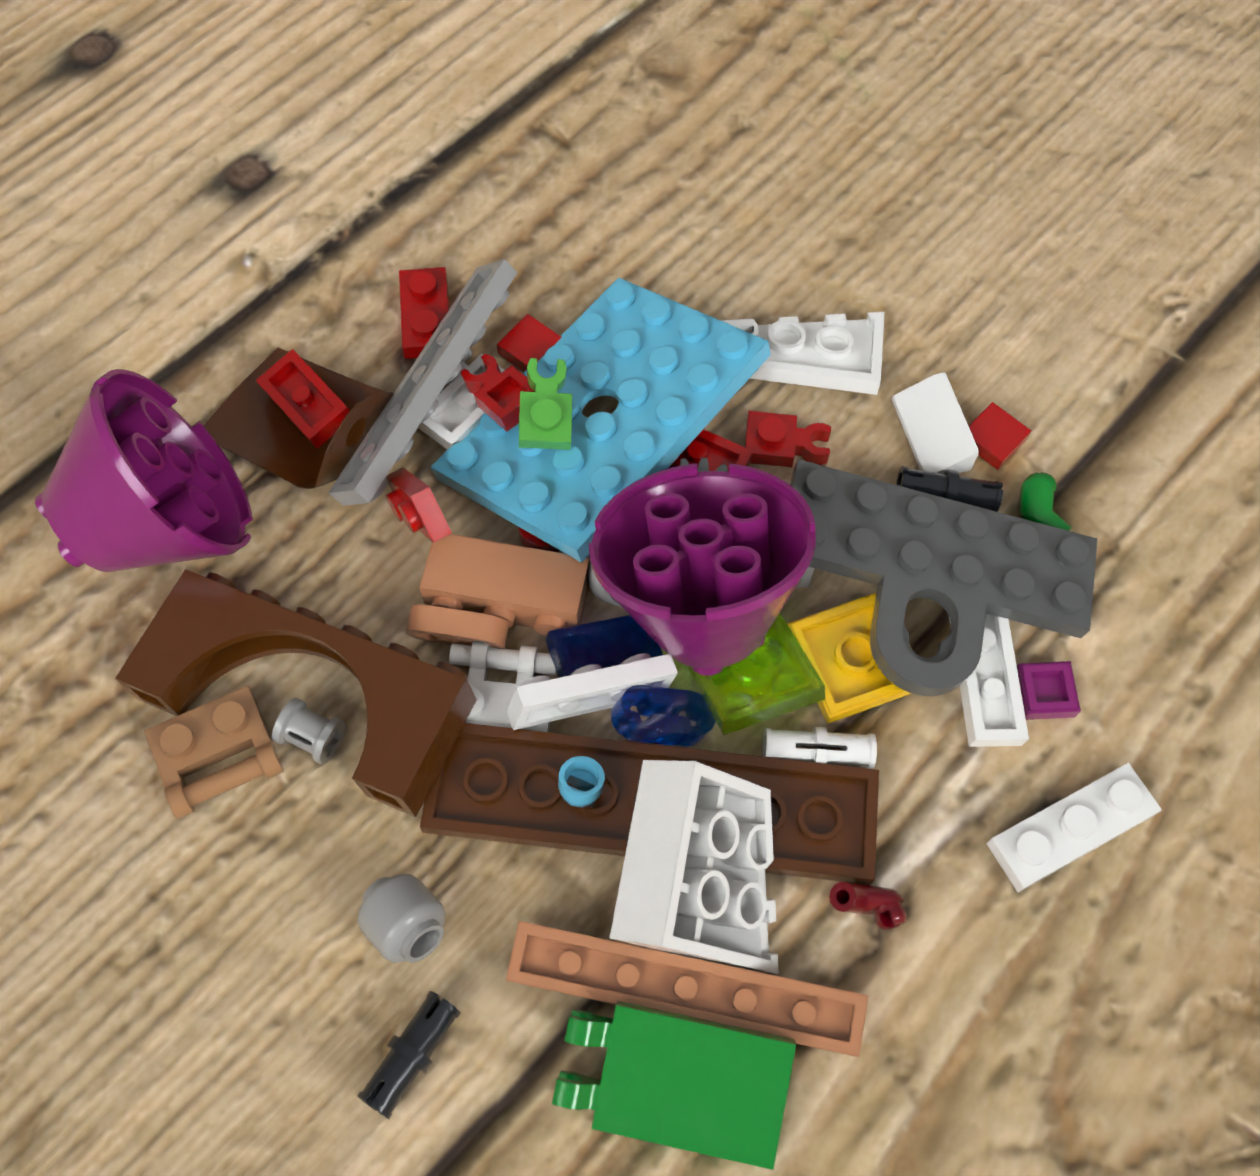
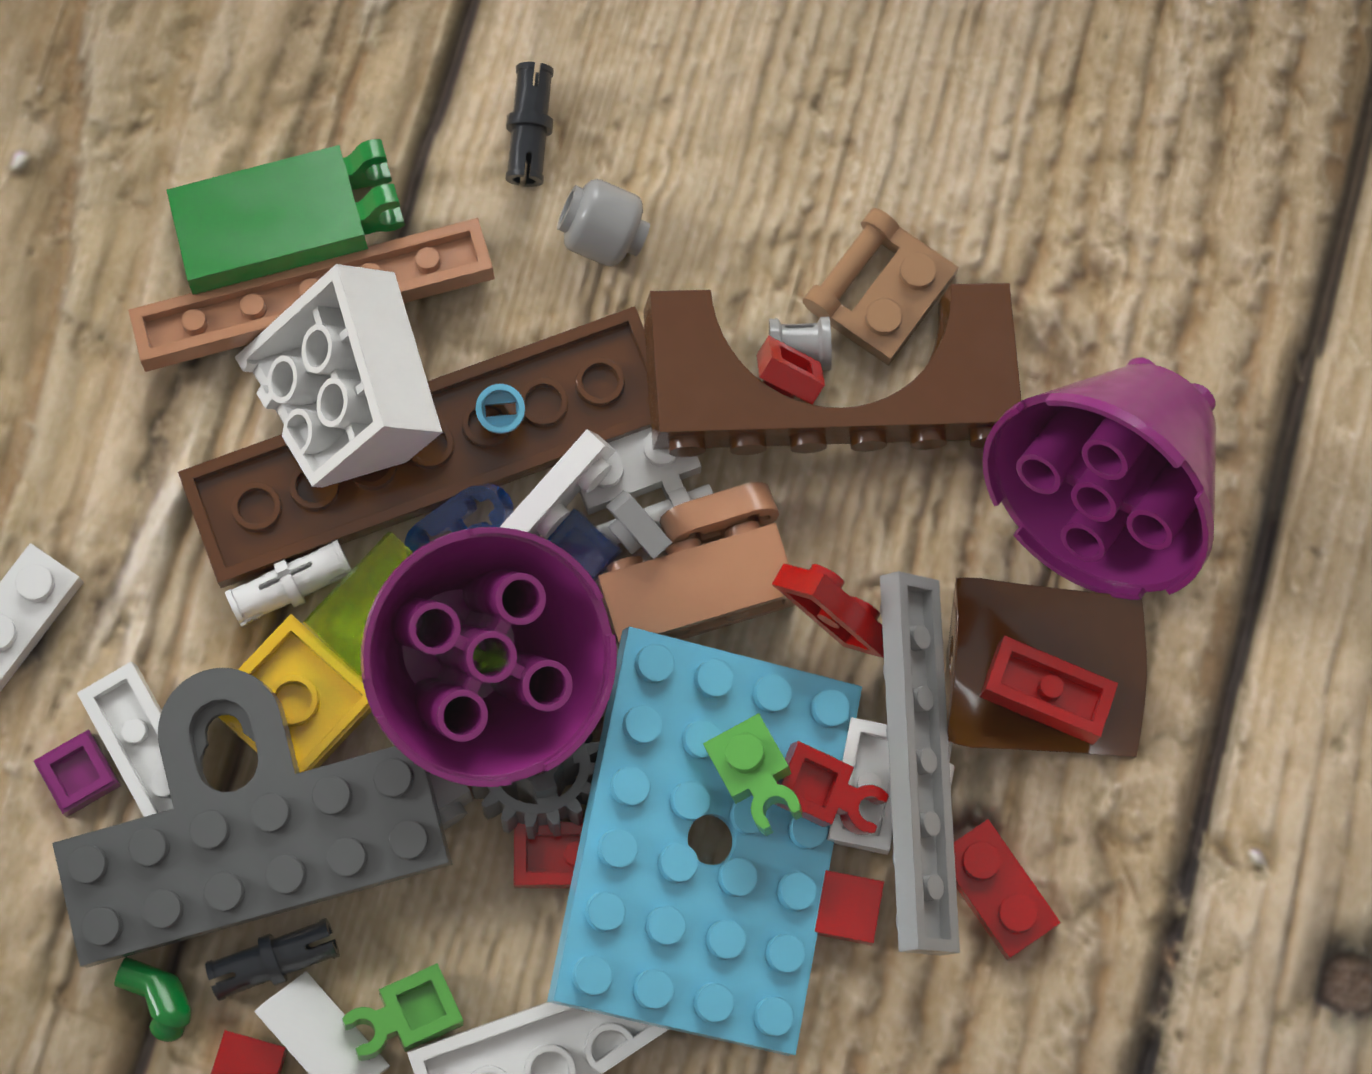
camera: 150 degrees right, 10 degrees up
(332, 692) = (789, 371): none -> red plate
(526, 634) = (635, 527): none -> light grey plate
(778, 440) = (500, 931): red plate -> none
(861, 412) = (413, 1010): none -> bright green plate
(869, 899) = (187, 452): dark red arm -> none

